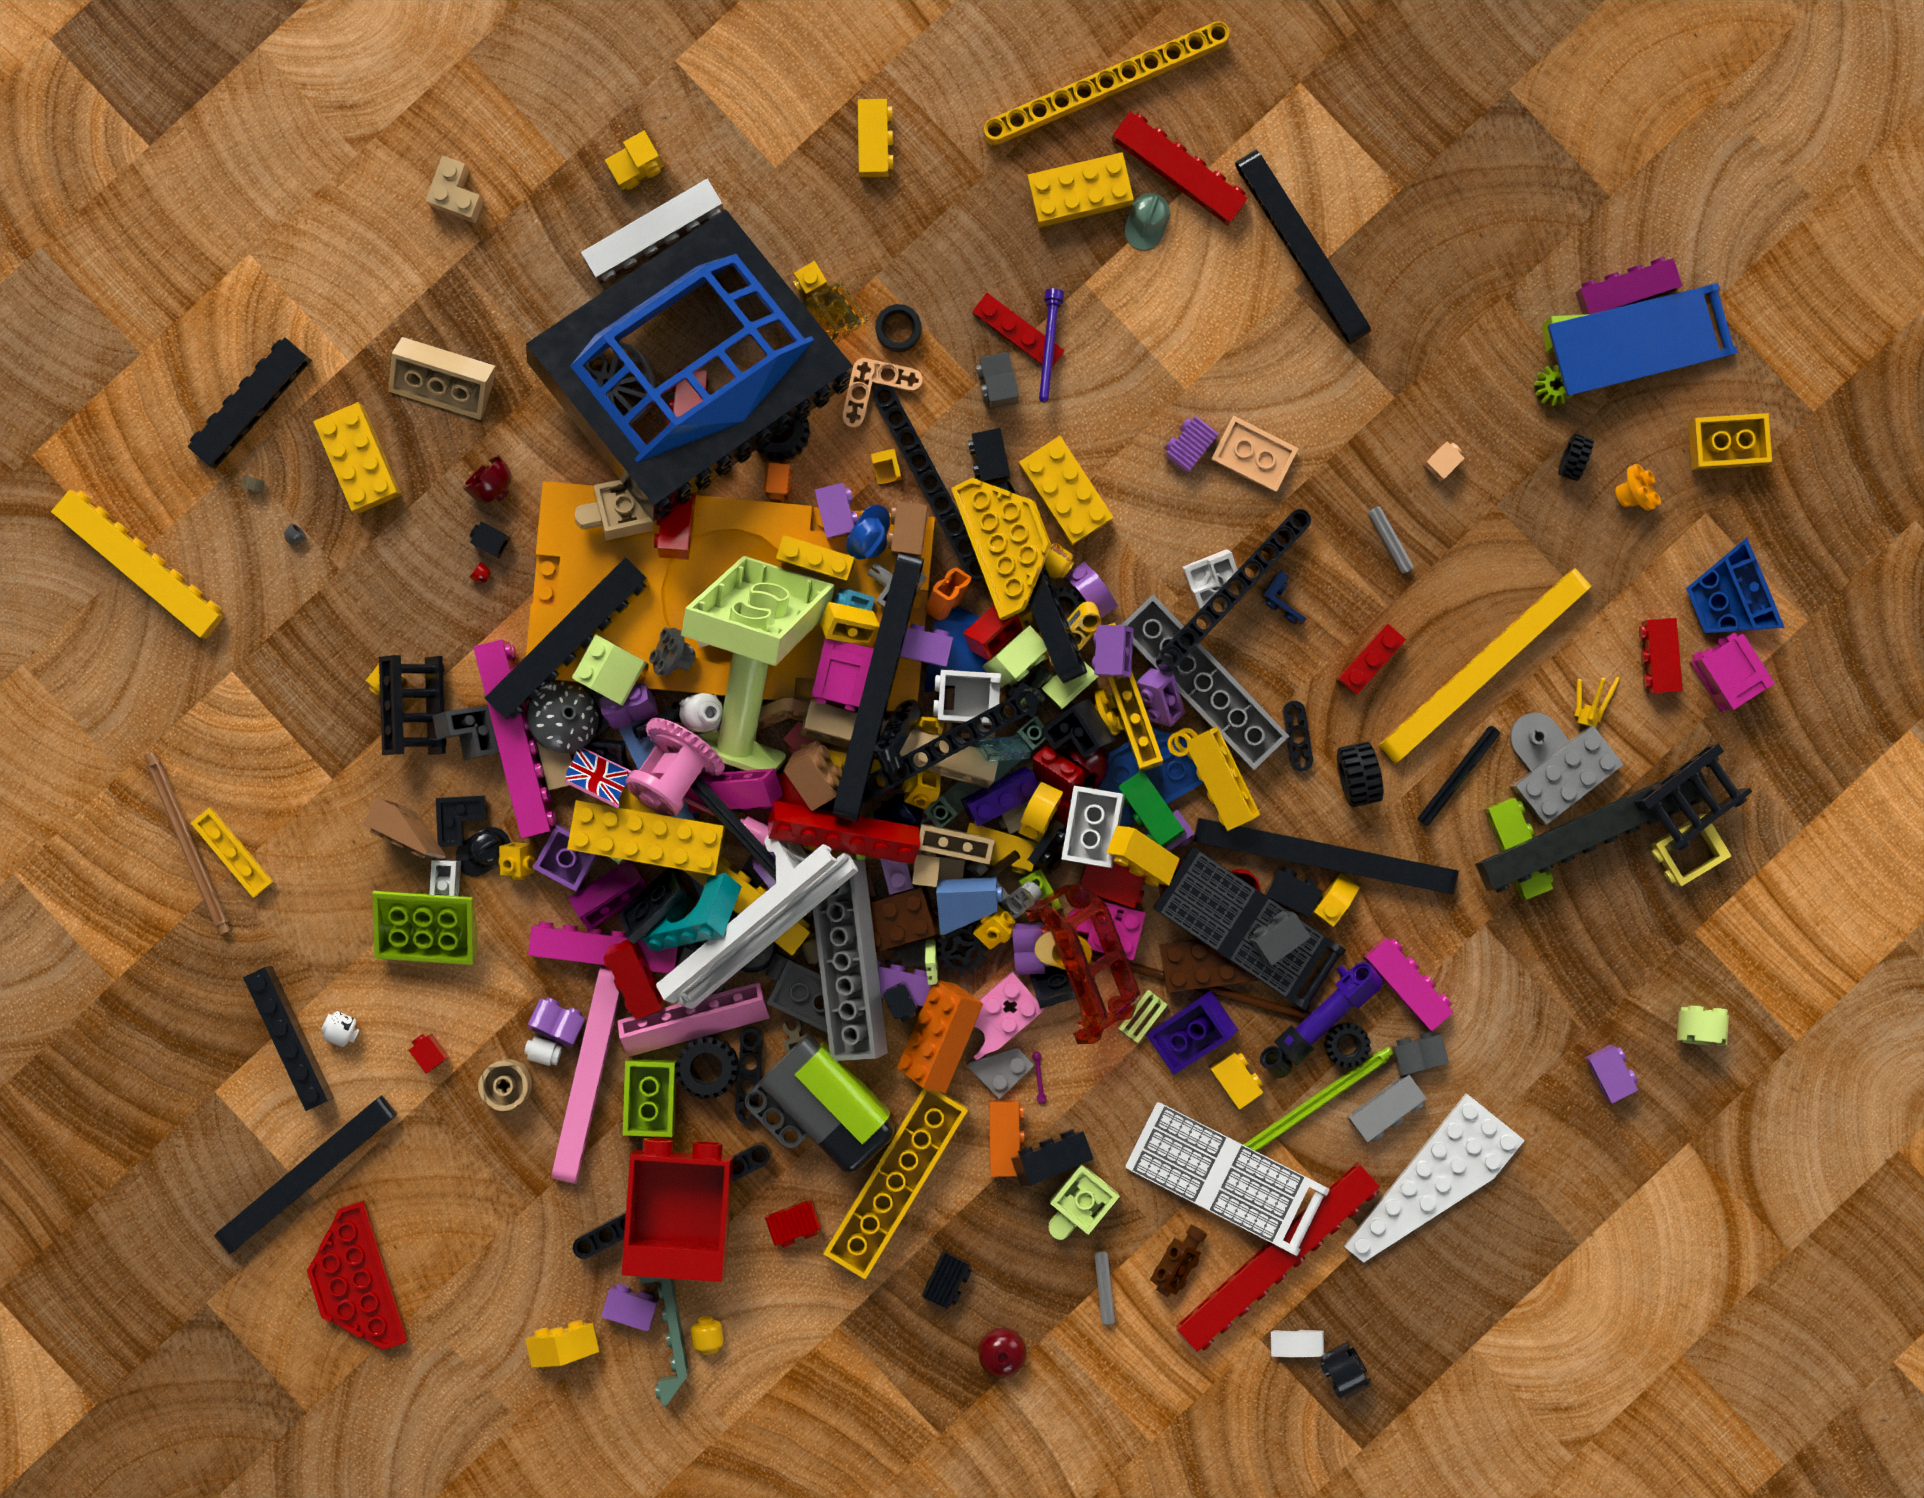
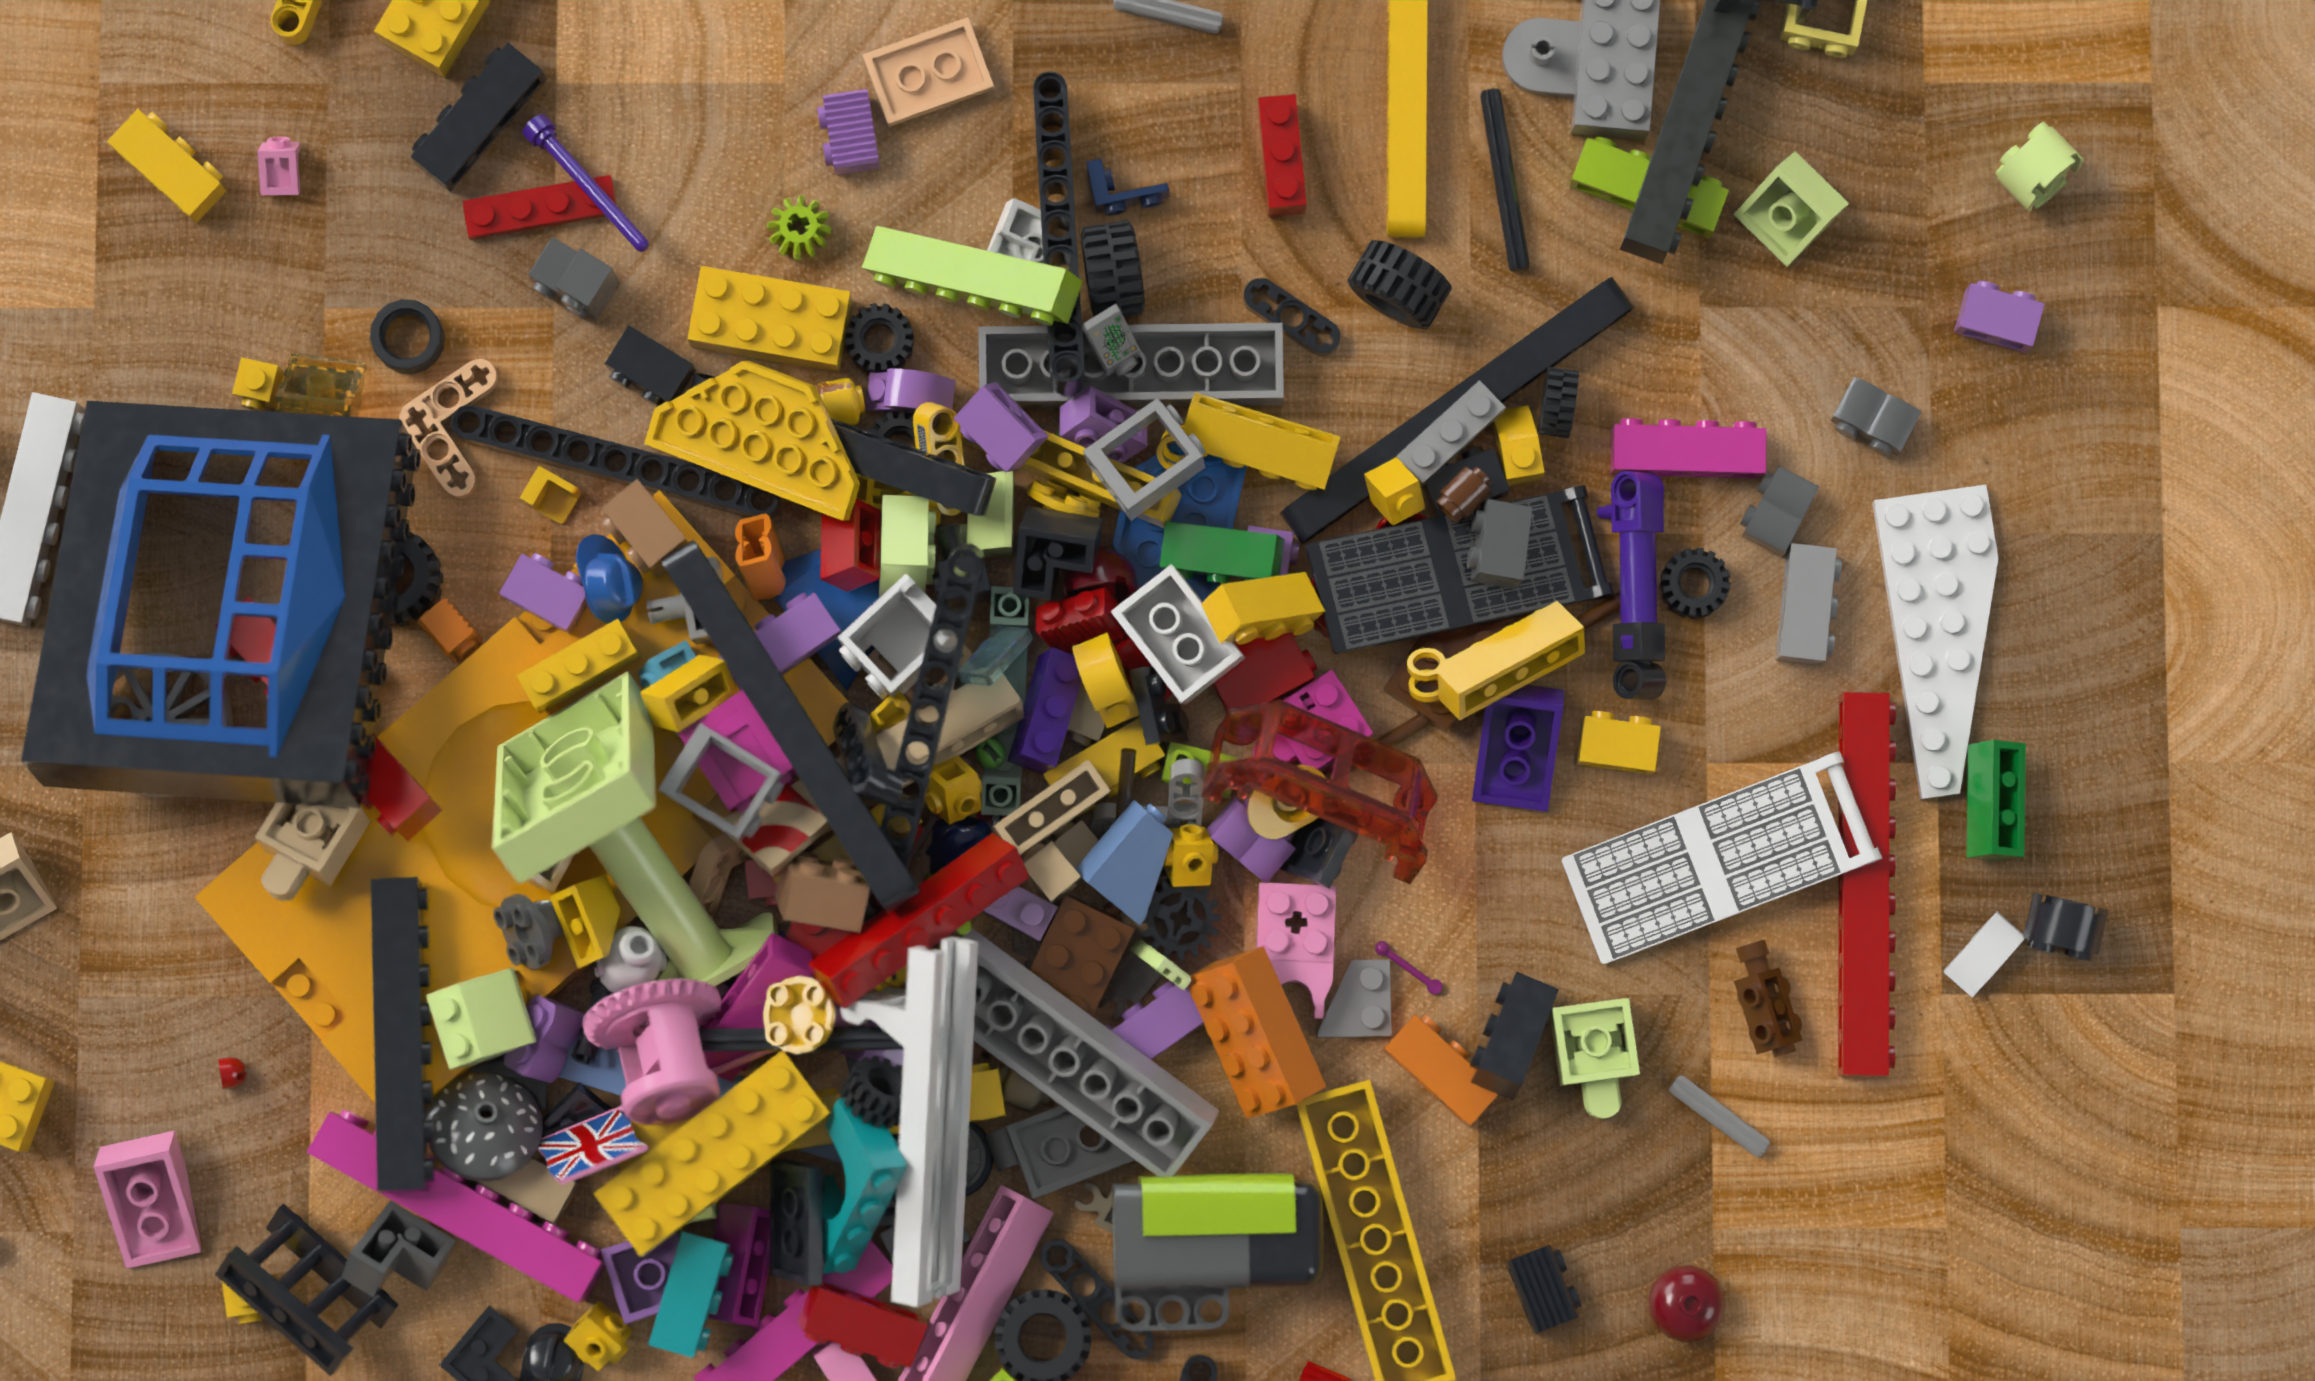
camera: 50 degrees left, 5 degrees down
(387, 591) = (148, 1199): none -> bright pink slope
(489, 481) = (136, 961): dark red cylinder -> none
(489, 539) = (201, 1025): black brick -> none
(573, 887) = (691, 1295): none -> teal brick
(701, 675) = (587, 918): none -> yellow slope
(736, 886) = (874, 1091): none -> black tyre
(746, 817) = (798, 1014): none -> yellow dish
(815, 656) = (689, 760): none -> light grey window
(824, 724) = (784, 832): none -> tan tile
(900, 1001) = (1176, 1039): black brick -> none
(922, 191) = (279, 167): none -> bright pink bracket
(951, 788) = (984, 758): none -> bright green hinge
(1033, 262) = (478, 116): none -> black brick
(1115, 540) = (872, 317): none -> black tyre
(1130, 460) = (792, 239): none -> lime gear
(1148, 993) = (1442, 752): yellowish green tile -> none
(1157, 754) = (1136, 503): none -> light grey window
(1174, 568) = (972, 275): none -> brick
(1203, 665) = (1111, 341): none -> light grey slope
(1223, 990) = (1501, 661): none -> yellow hinge
(1239, 632) = (1113, 268): none -> black tyre
(1258, 864) = (1394, 491): none -> yellow brick
(1287, 898) = (1464, 494): none -> reddish brown brick
(1311, 864) = (1451, 432): none -> light grey plate
(1319, 1099) = (1728, 671): lime piece -> none
(1374, 901) = (1558, 402): none -> black tyre
(1375, 1283) = (1996, 800): none -> green brick
(1507, 1057) = (1875, 417): none -> dark grey brick
(1572, 925) = (1791, 208): none -> yellowish green slope

